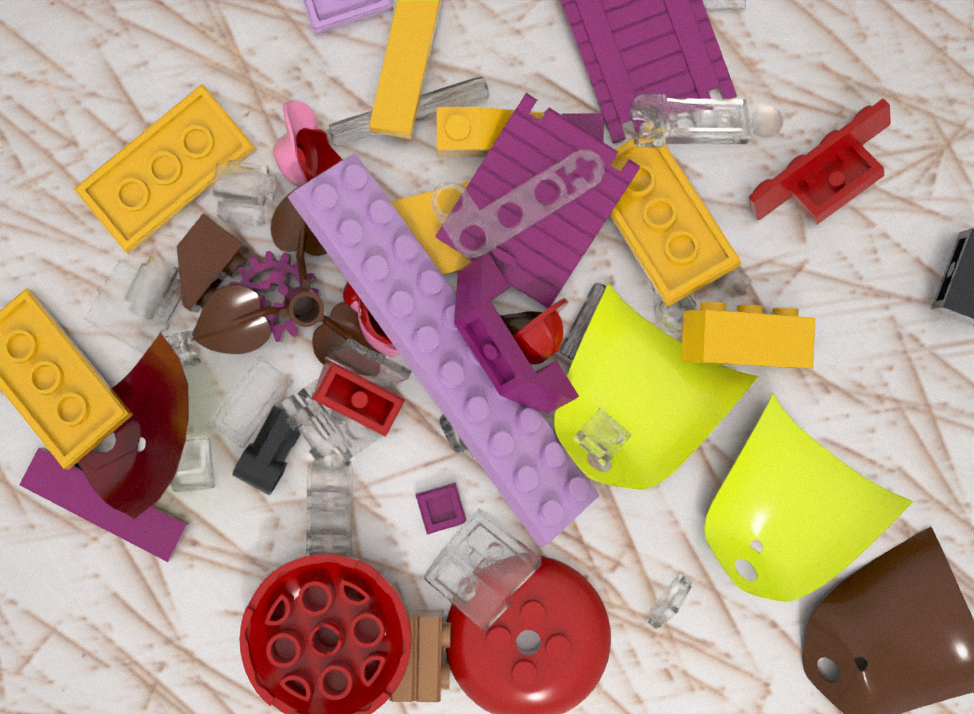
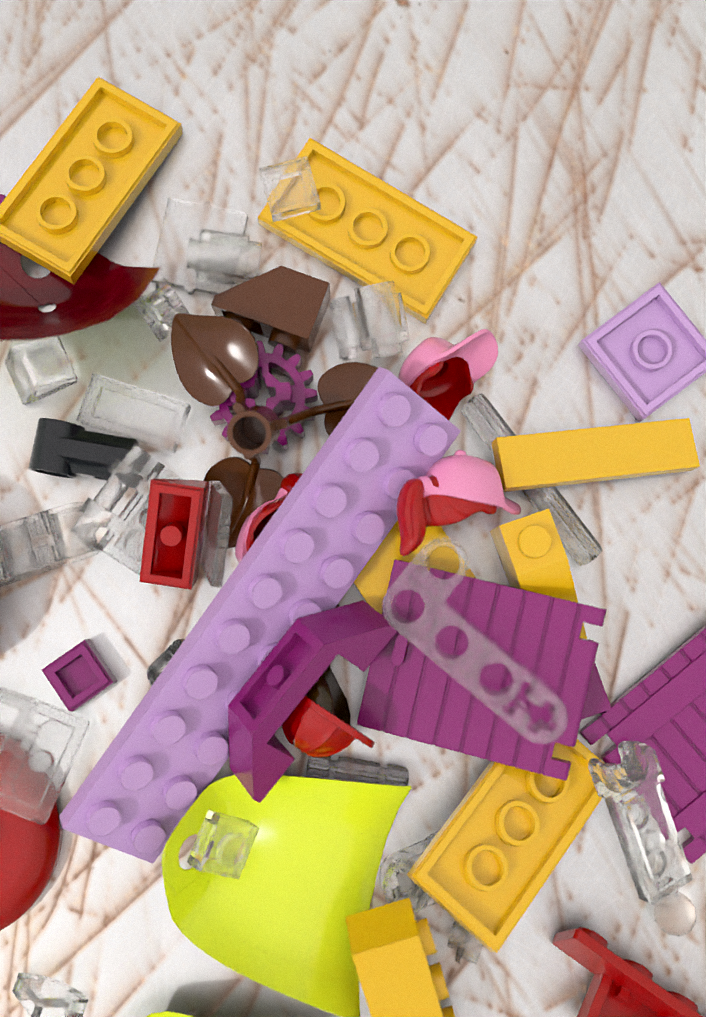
camera: 75 degrees right, 5 degrees down
(113, 218) = (290, 188): none -> clear tile
(400, 178) = (447, 495): none -> hair

